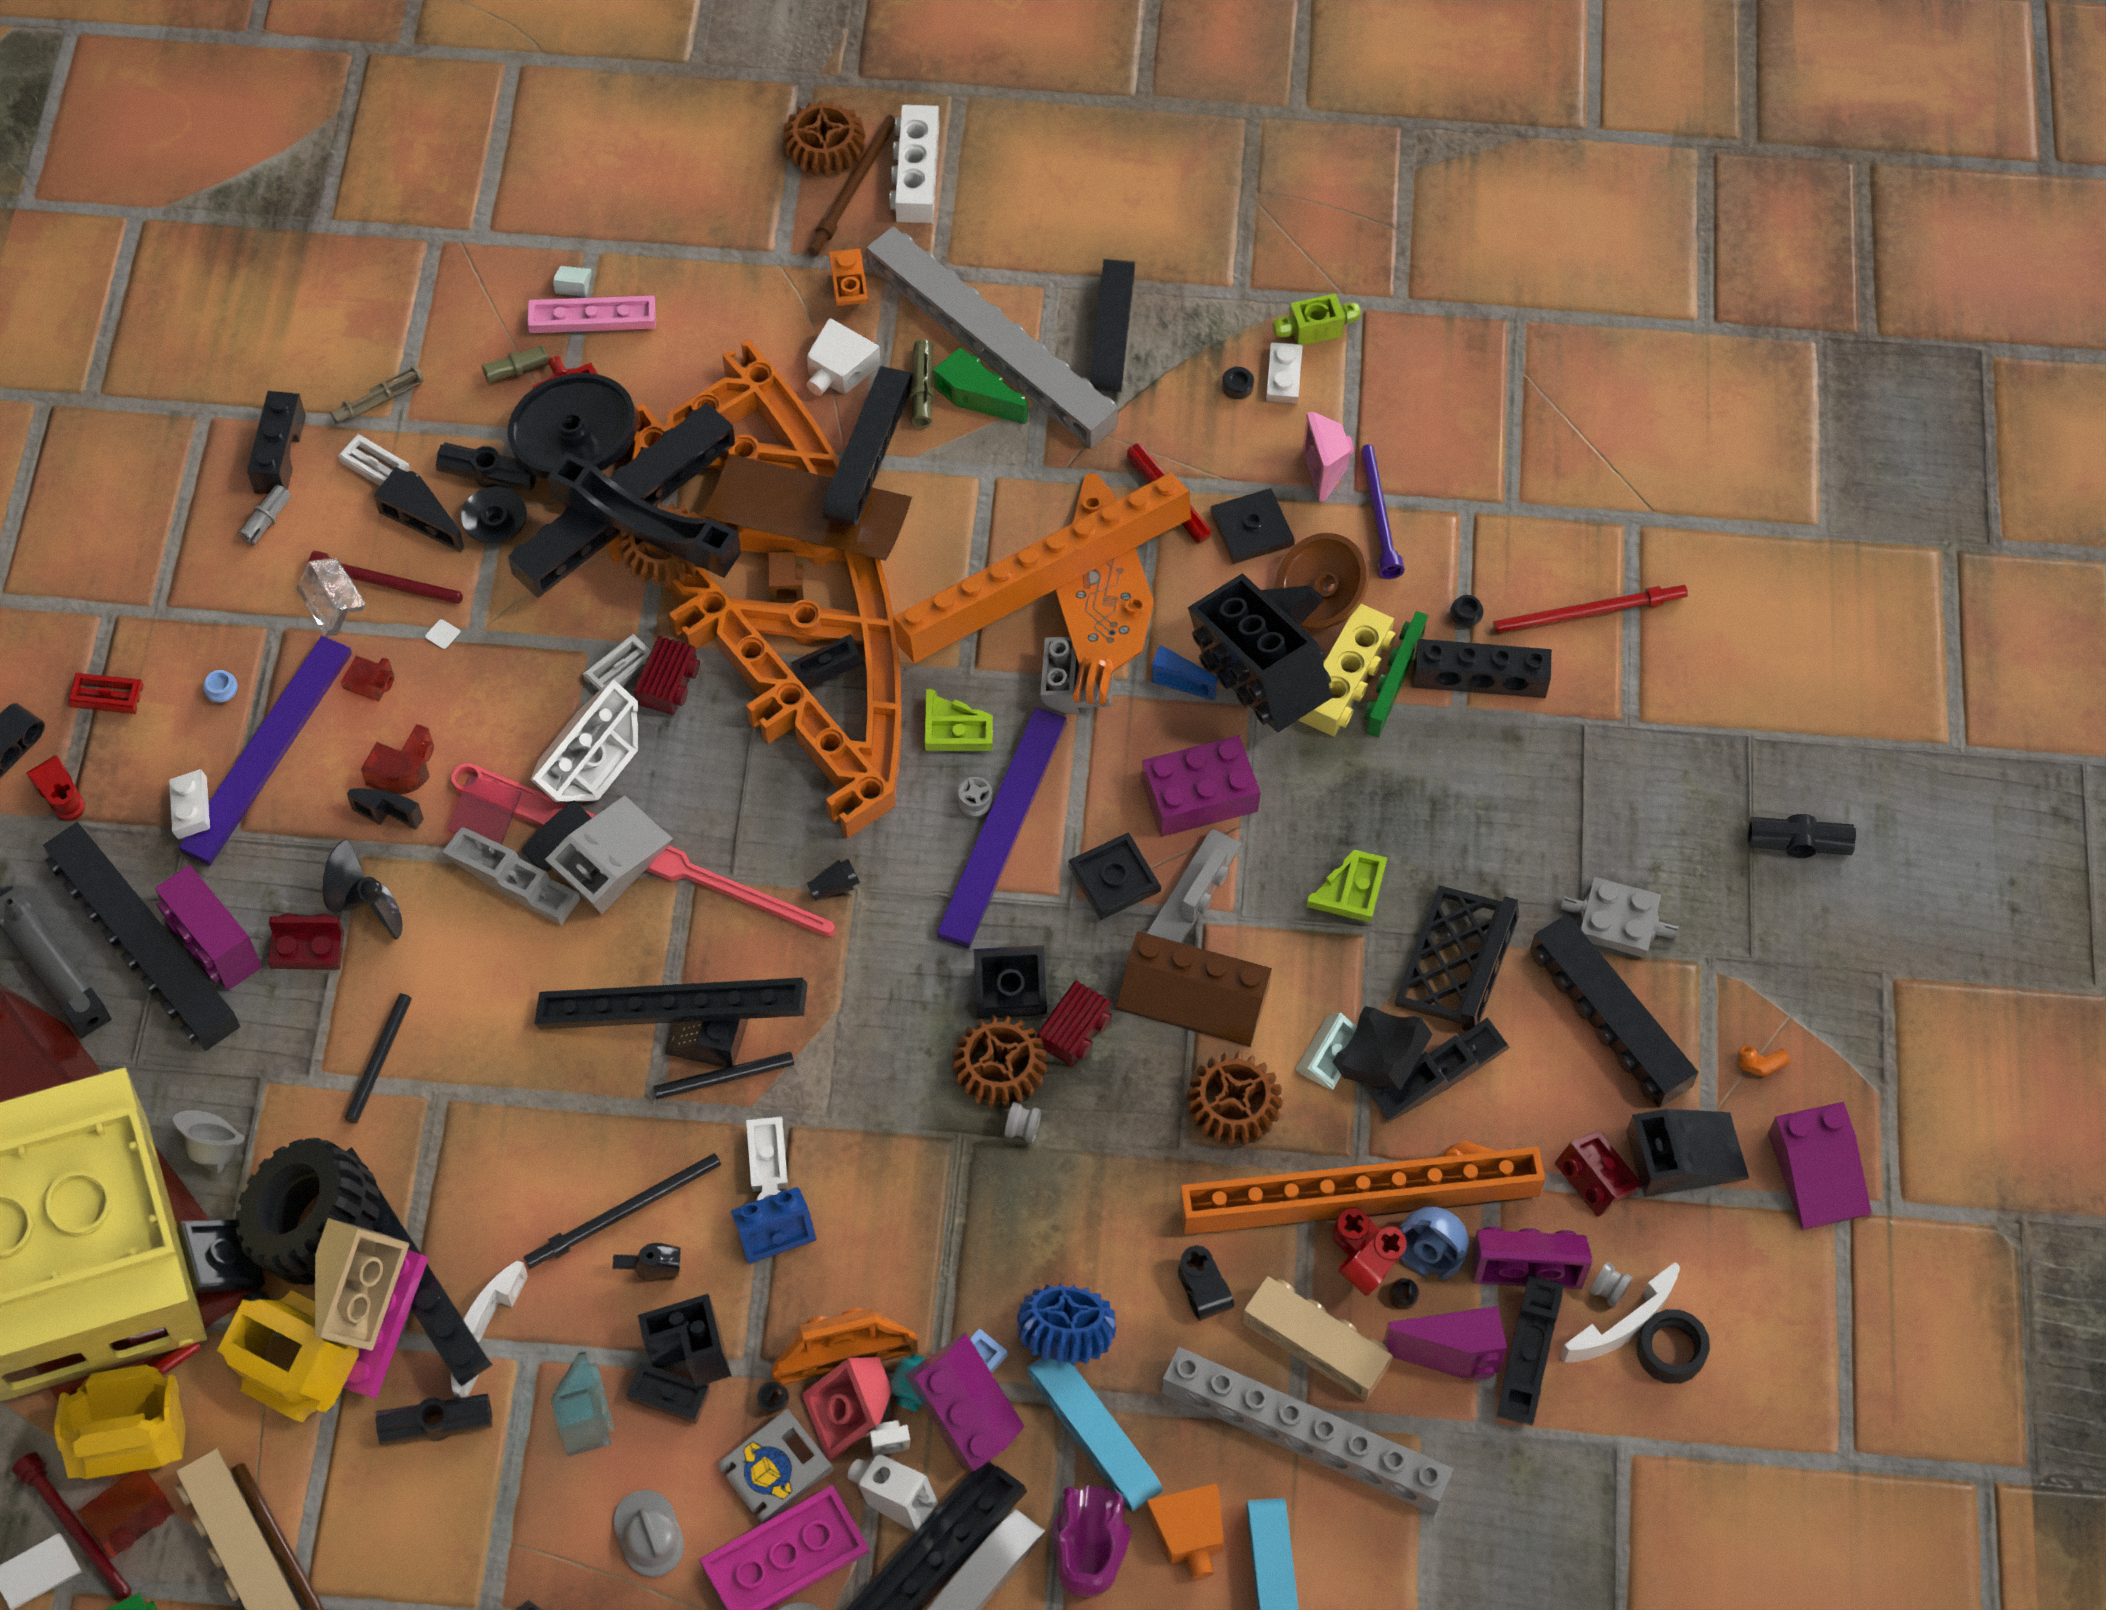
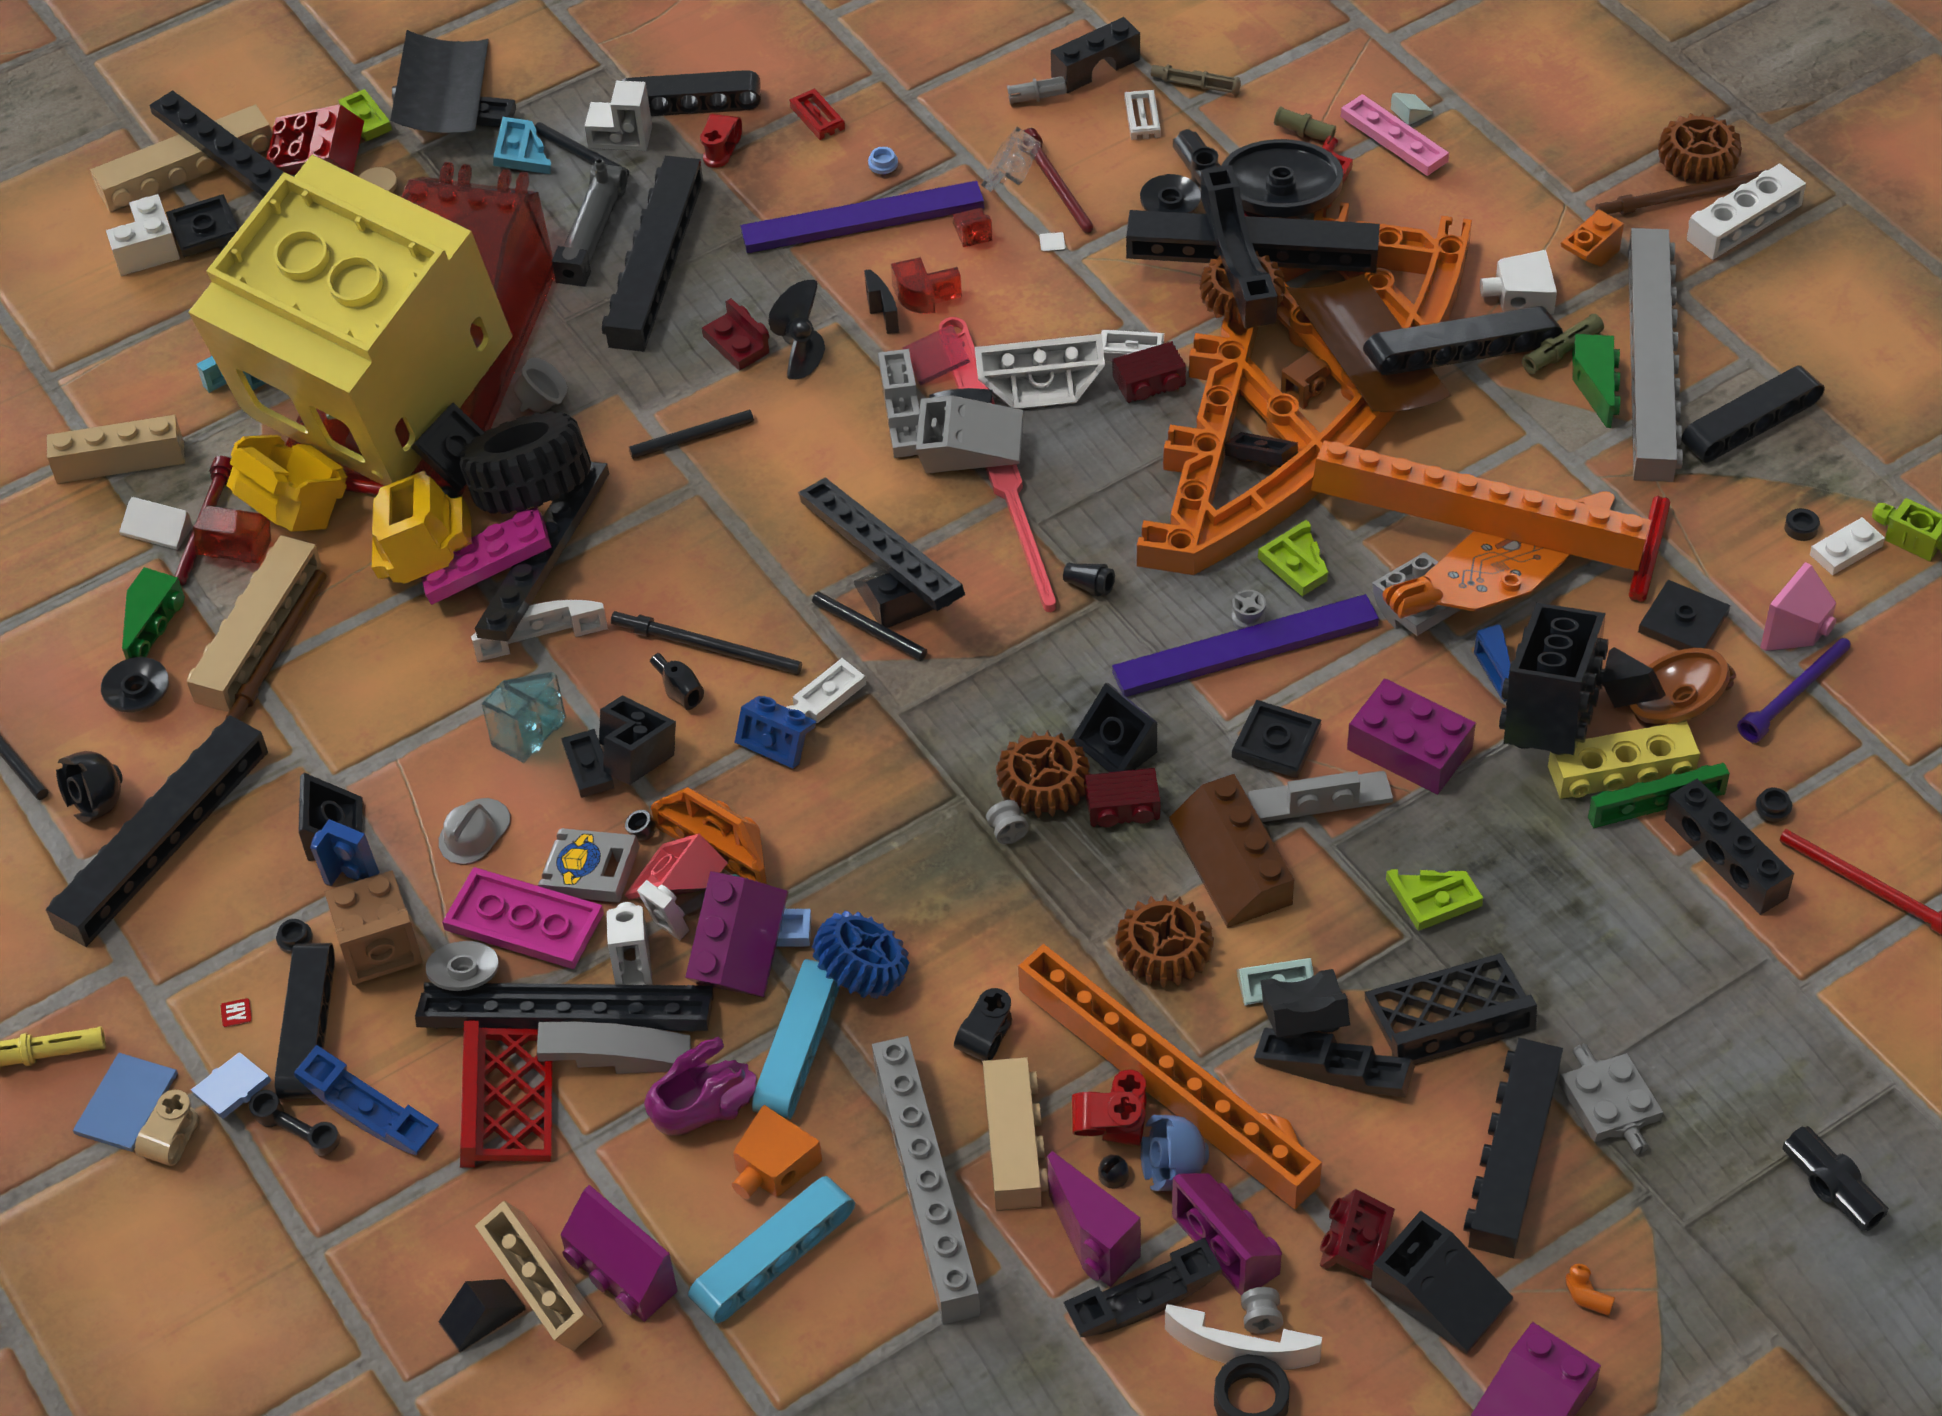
camera: 55 degrees right, 10 degrees down
(189, 804) = (776, 206): white plate -> none
(206, 928) = (688, 274): magenta brick -> none
(354, 1282) = (483, 511): tan slope -> none
(410, 1421) = (446, 647): black piece -> none
(412, 503) = (1130, 152): black slope -> none

